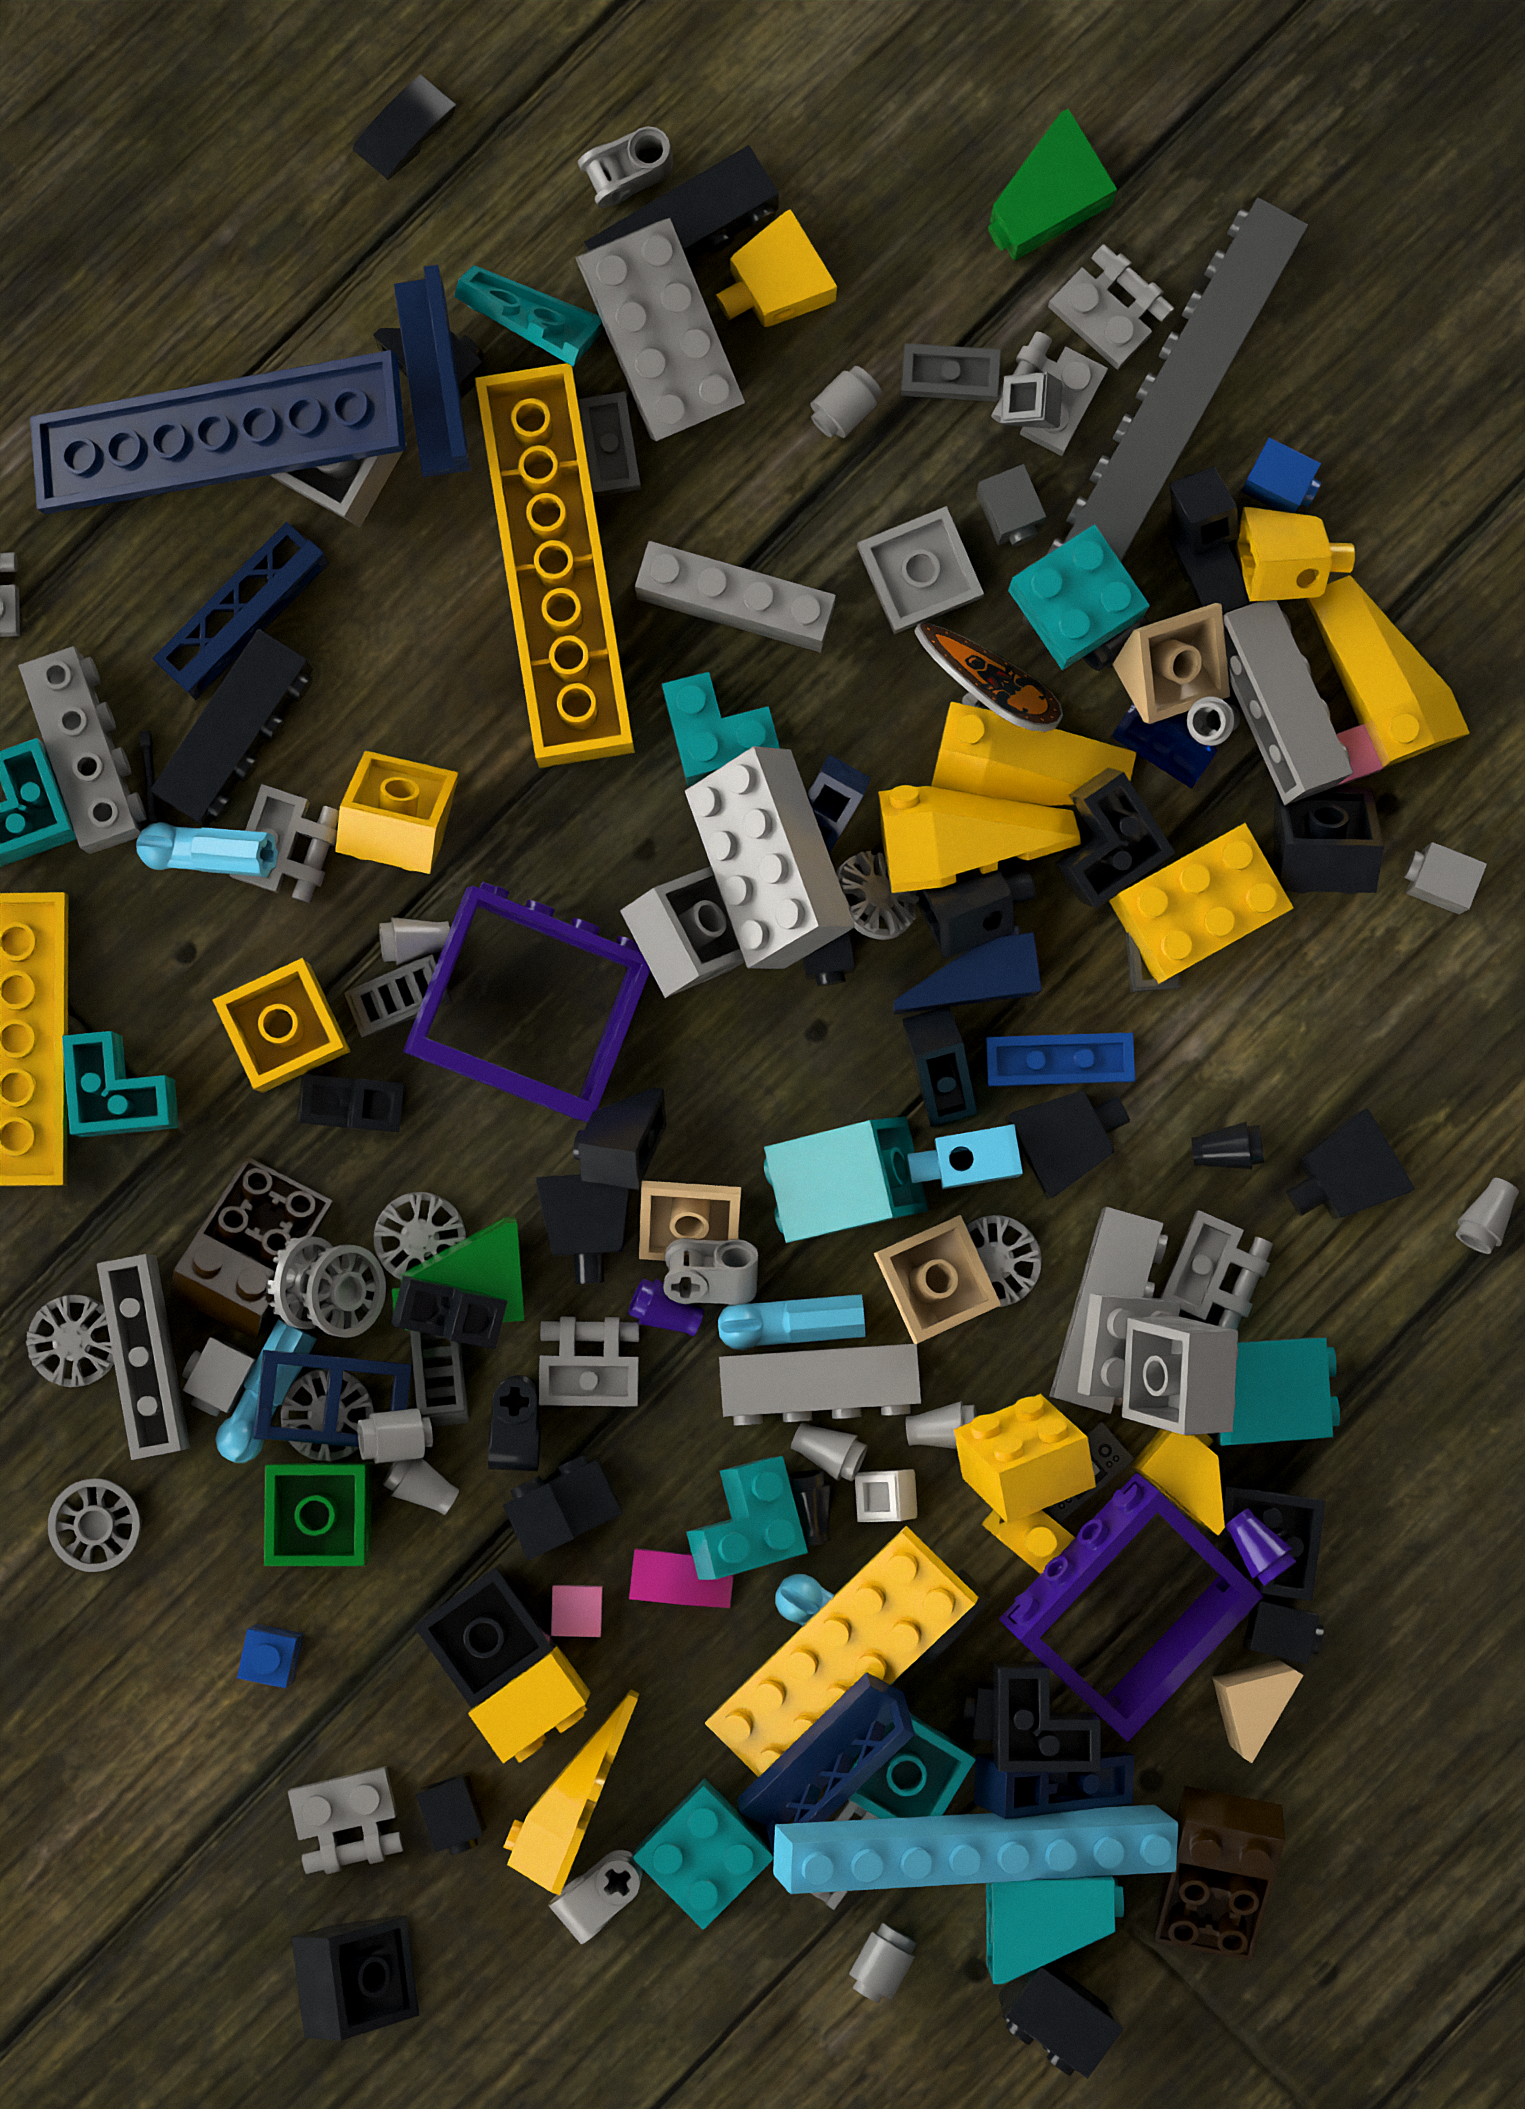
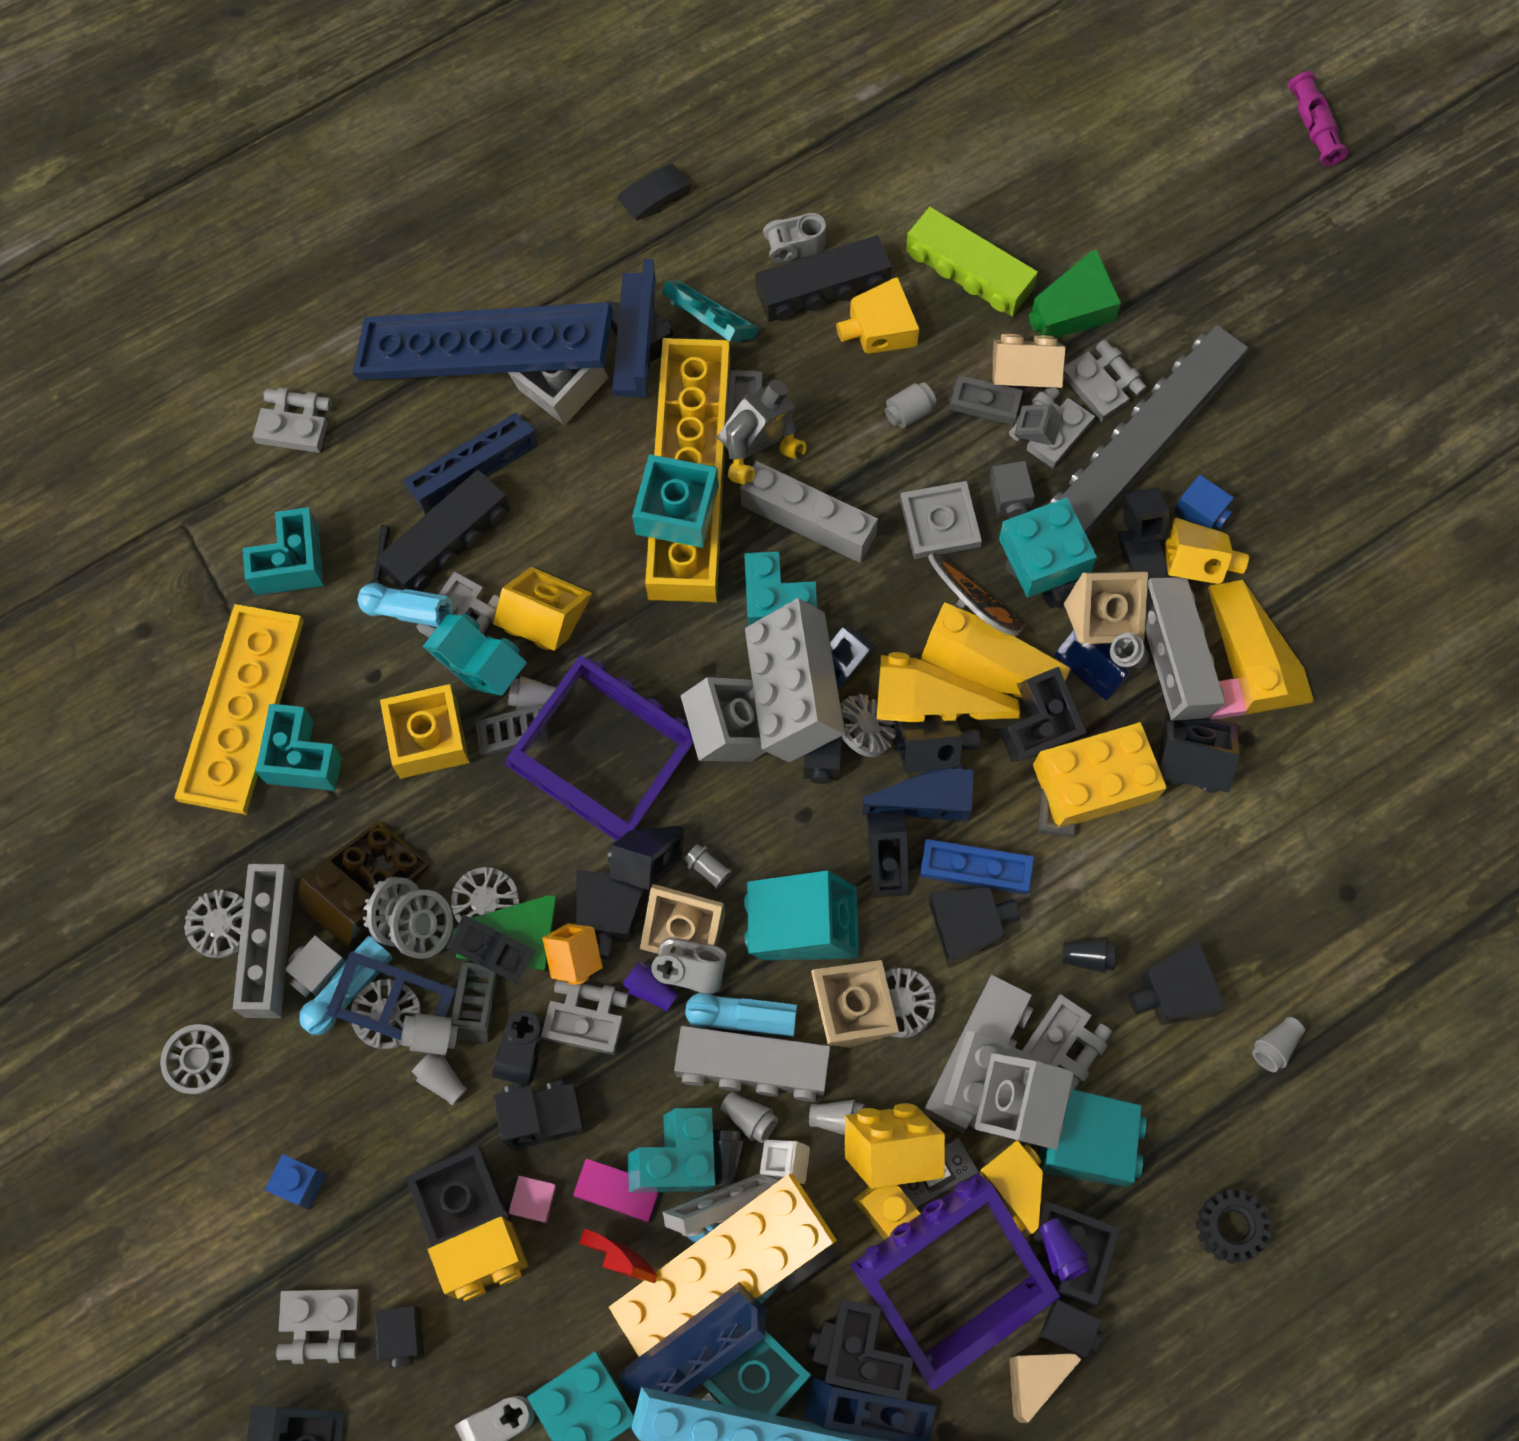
camera: 15 degrees right, 15 degrees down
(82, 749) = (339, 528): light grey brick -> none
(317, 1514) = (358, 1081): green brick -> none
(326, 909) = (476, 660): none -> teal brick
(350, 1103) = (460, 798): black slope -> none
(554, 636) = (675, 500): none -> teal brick
(555, 1290) = (572, 953): none -> light orange brick
(556, 1823) = (477, 1360): yellow wedge -> none
(638, 493) = (757, 424): none -> dark grey torso
(660, 329) = (794, 329): light grey brick -> none
(704, 1130) = (707, 865): none -> light grey pin
(709, 1664) = (619, 1257): none -> red slope
(821, 1574) = (716, 1206): none -> light grey plate
(888, 156) = (971, 261): none -> lime brick
(992, 1155) = (911, 919): medium azure torso -> none
(999, 304) = (1028, 362): none -> tan slope
(1444, 877) = (1280, 793): light grey brick -> none
(1493, 1467) = (1256, 1219): none -> black tyre

